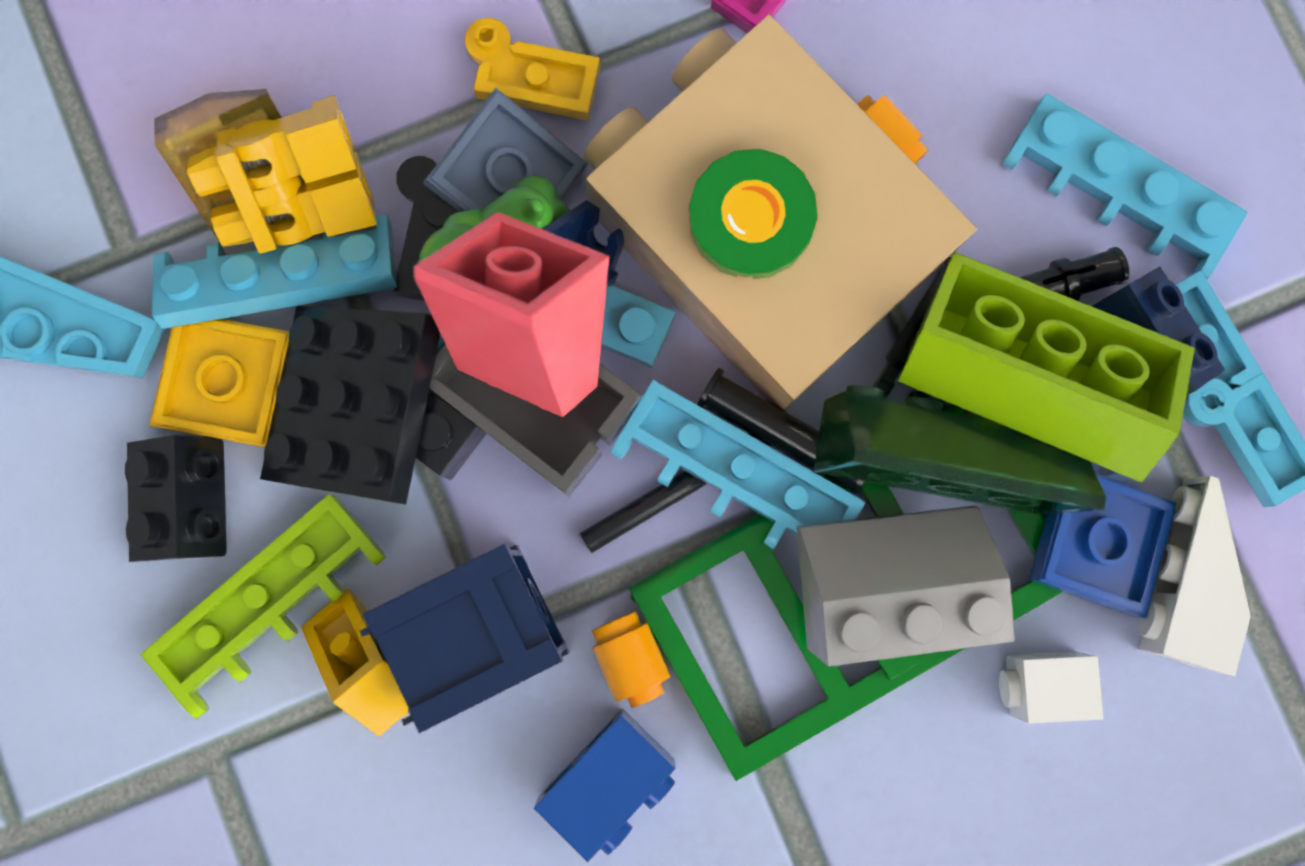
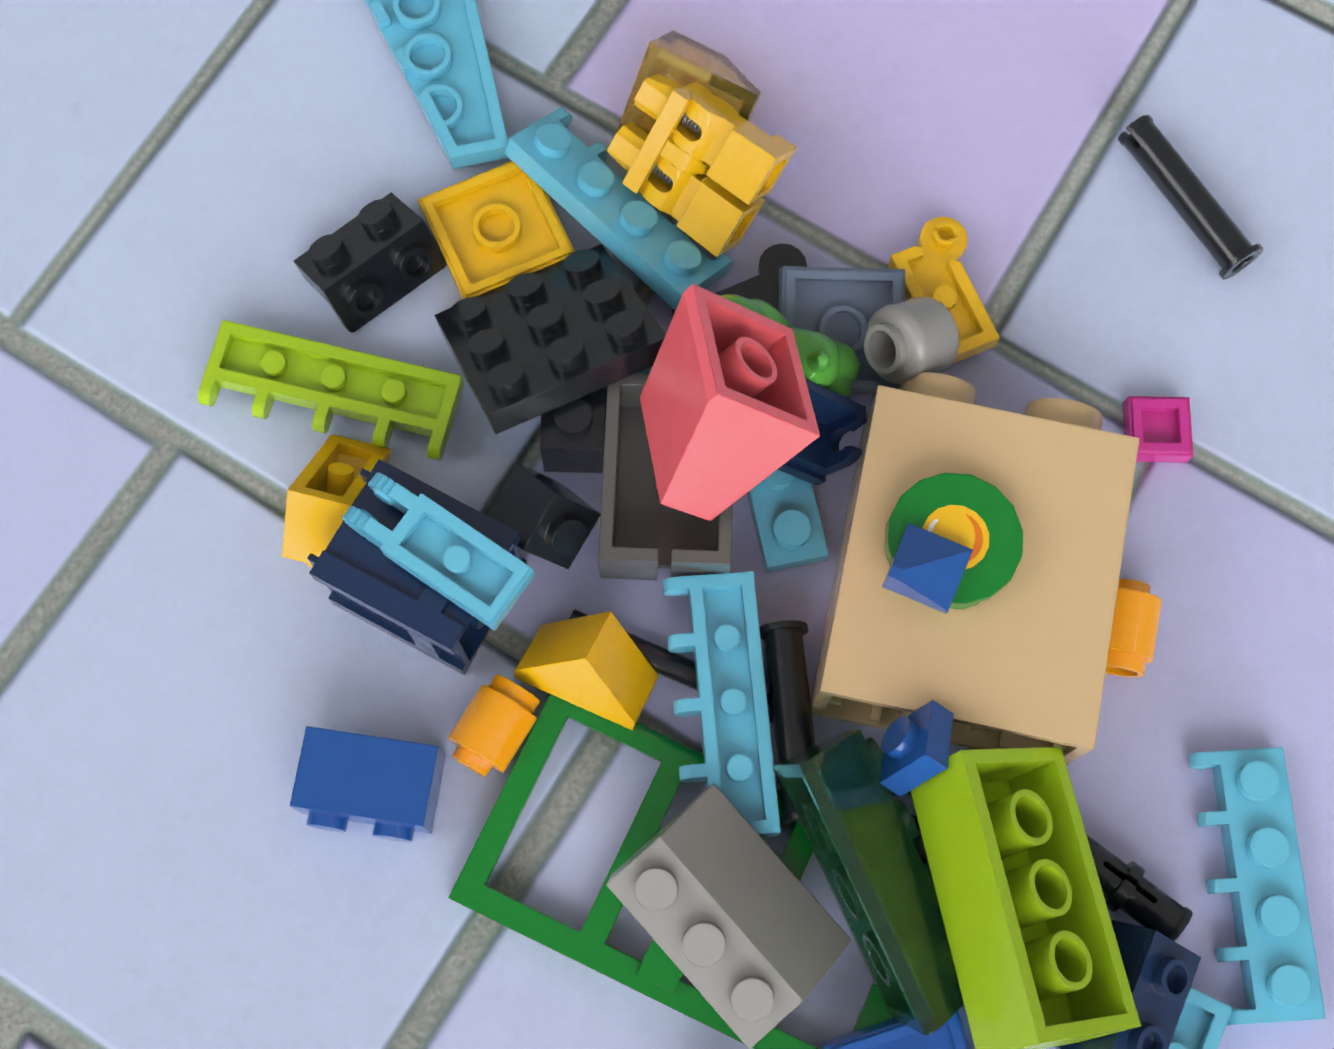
camera: 55 degrees right, 10 degrees down
(483, 616) = (444, 553): none -> medium azure hinge
(493, 510) = (545, 514): none -> black brick
(559, 125) = (911, 339): none -> light grey head
(634, 554) = (591, 666): none -> yellow slope
(763, 250) = (927, 568): none -> blue slope
(888, 359) = (916, 748): none -> blue plate

